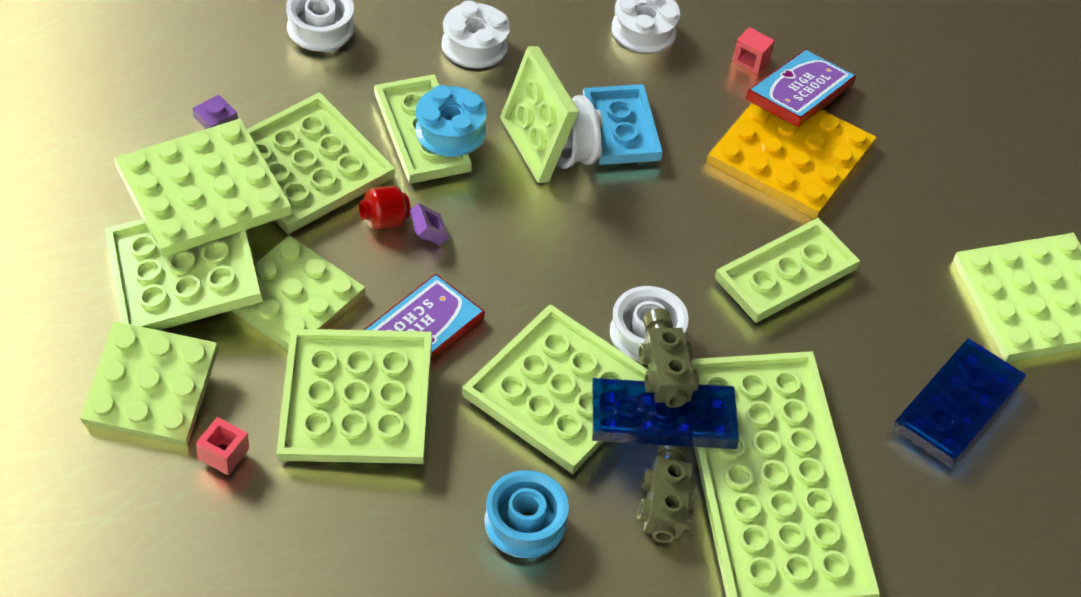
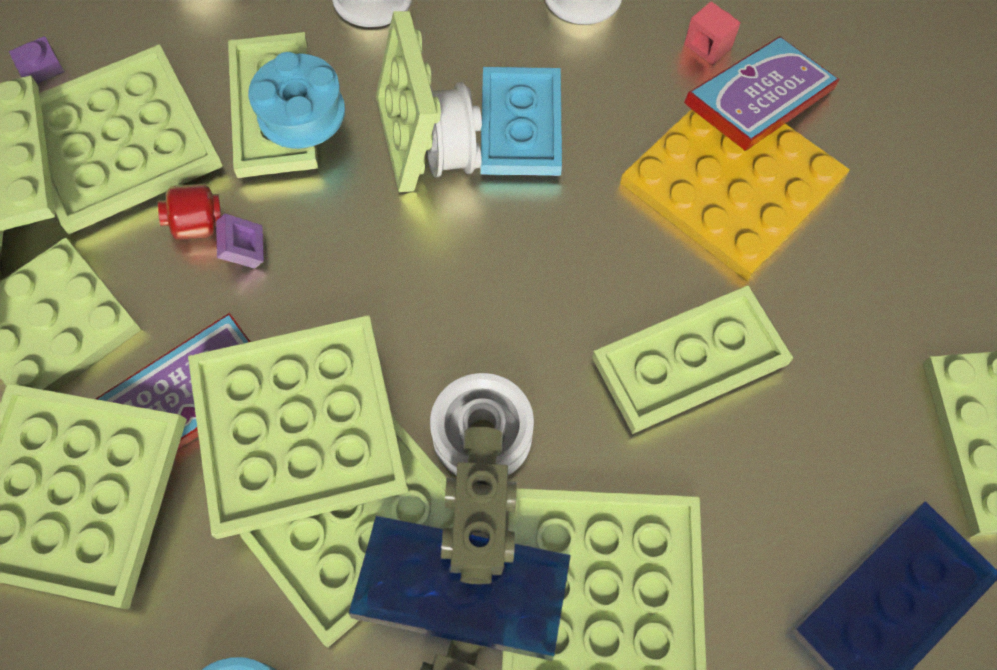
camera: 15 degrees right, 15 degrees up
(516, 332) = (294, 427): none -> yellowish green plate

